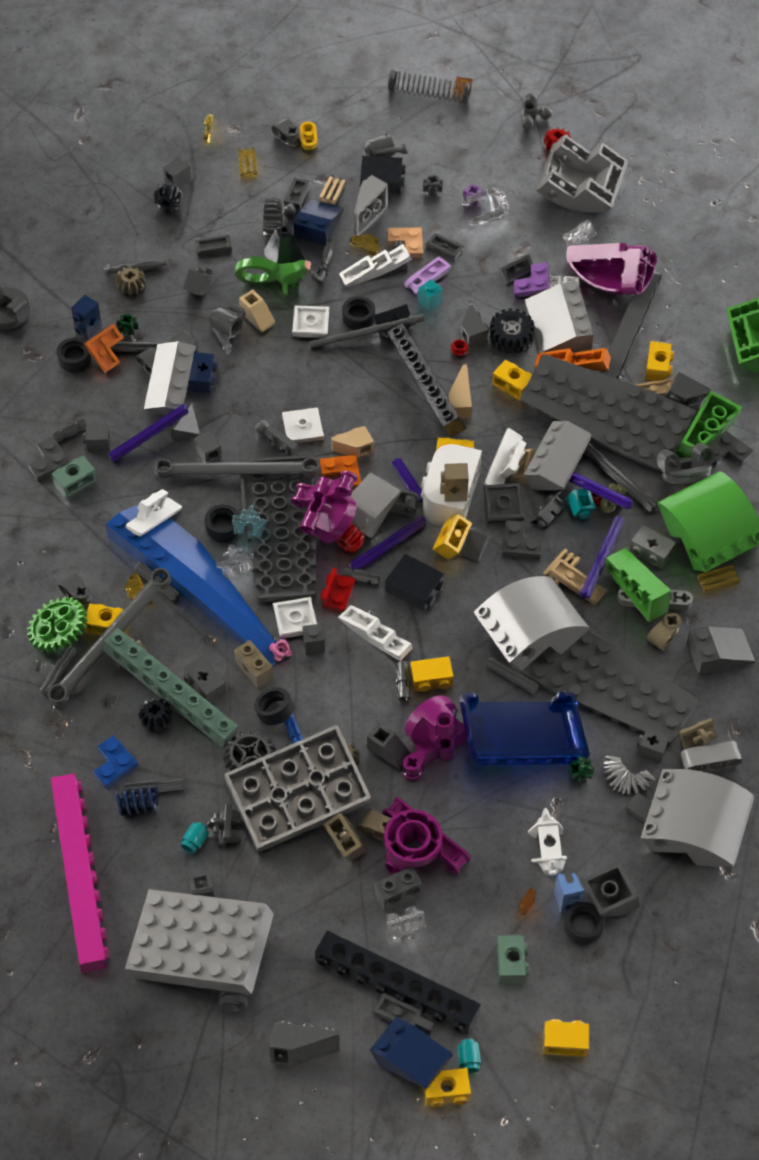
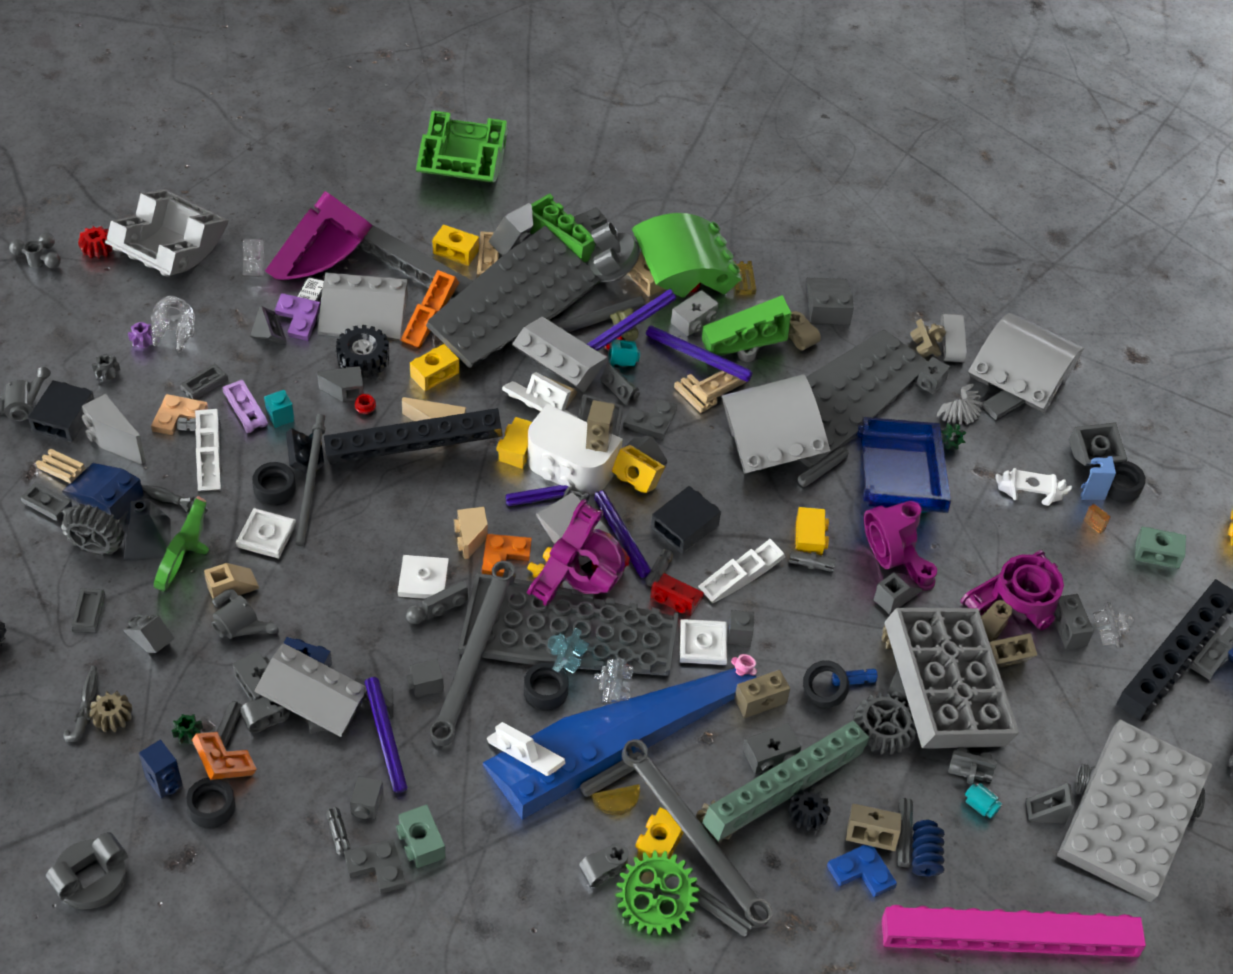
camera: 80 degrees left, 5 degrees down
(148, 758) = (873, 827): none -> dark tan brick
(366, 242) = (164, 451): clear yellow tile -> none

